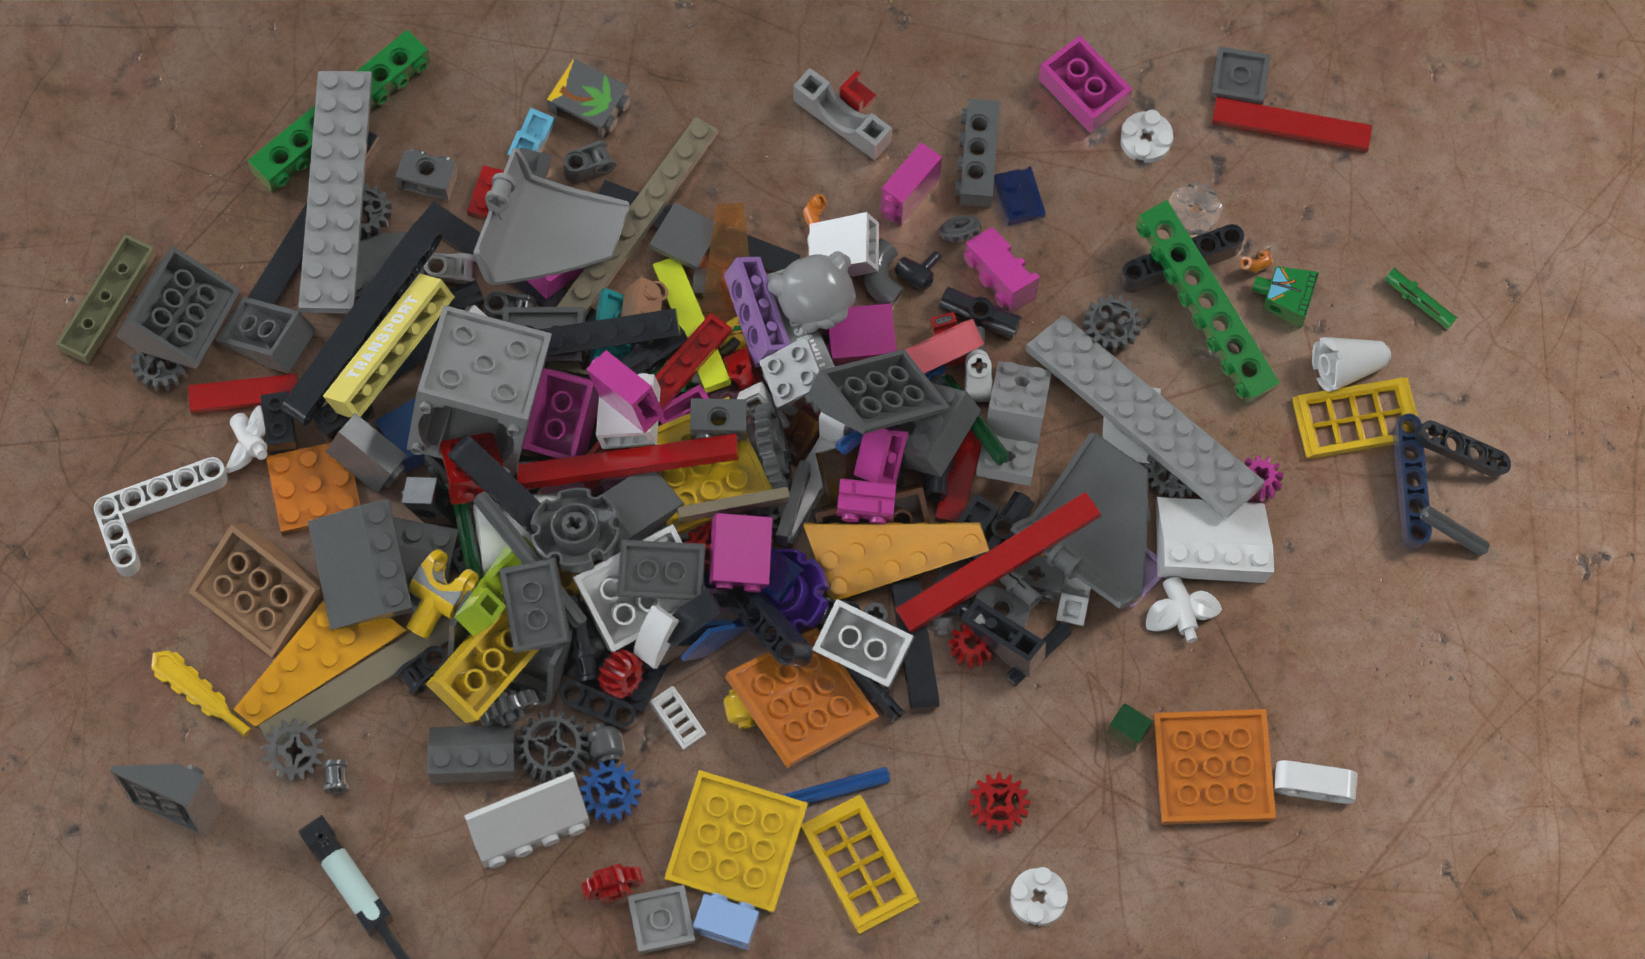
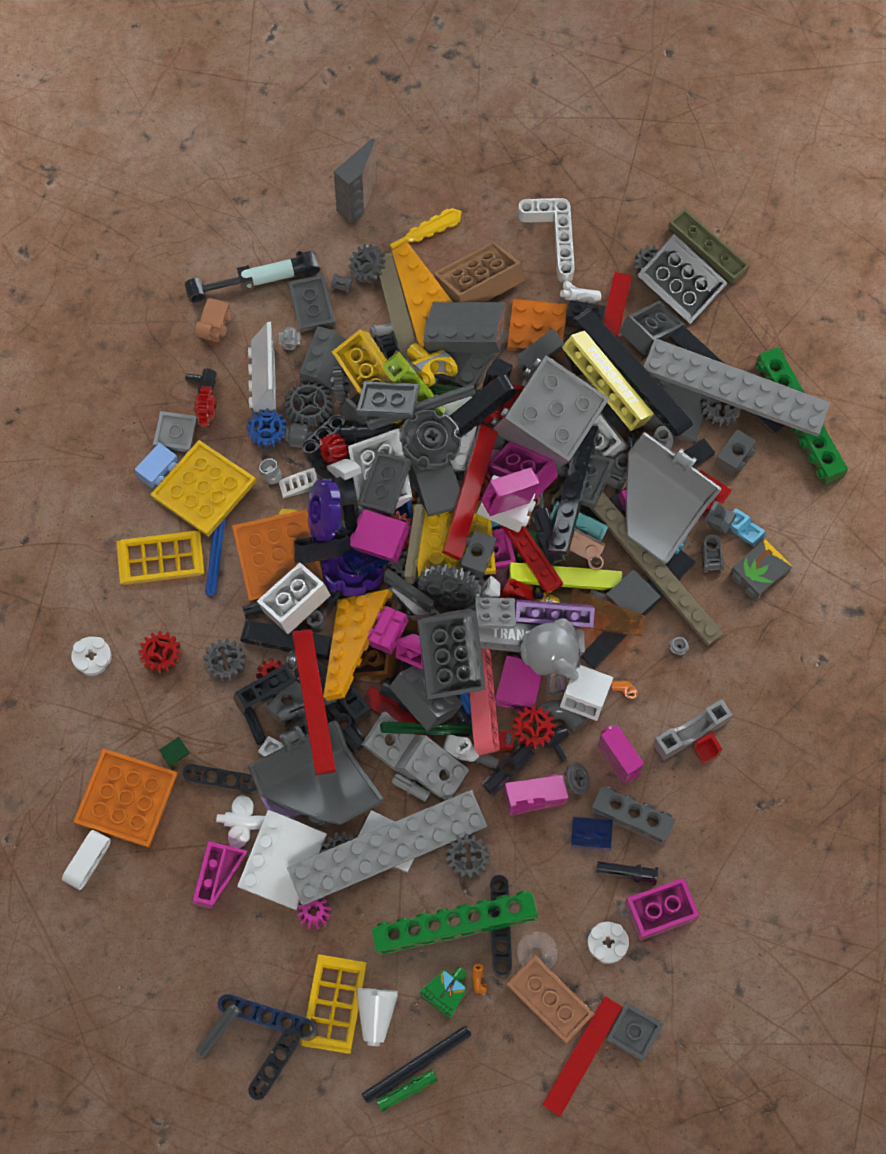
camera: 110 degrees right, 0 degrees up
(383, 807) = (311, 303): none -> dark grey plate
(392, 690) = (381, 330): none -> light grey pin
(454, 813) = (289, 338): none -> light grey gear
(463, 935) = (213, 320): none -> nougat hinge
(562, 908) = (207, 378): none -> black piece
(673, 761) = (270, 471): none -> light grey wheel
(730, 160) = (679, 641): none -> light grey plate
(733, 632) = (324, 510): none -> dark purple piece
(915, 296) = (541, 726): none -> red gear
(991, 716) = (234, 664): none -> dark grey gear
(1049, 128) = (637, 873): none -> black pin
(1051, 420) = (411, 787): none -> light grey axle
(1133, 659) = (220, 782): none -> black beam
(1244, 176) = (550, 999): none -> nougat tile
(1265, 610) = (216, 871): none -> dark pink wedge
(1385, 299) = (416, 1064): none -> black axle

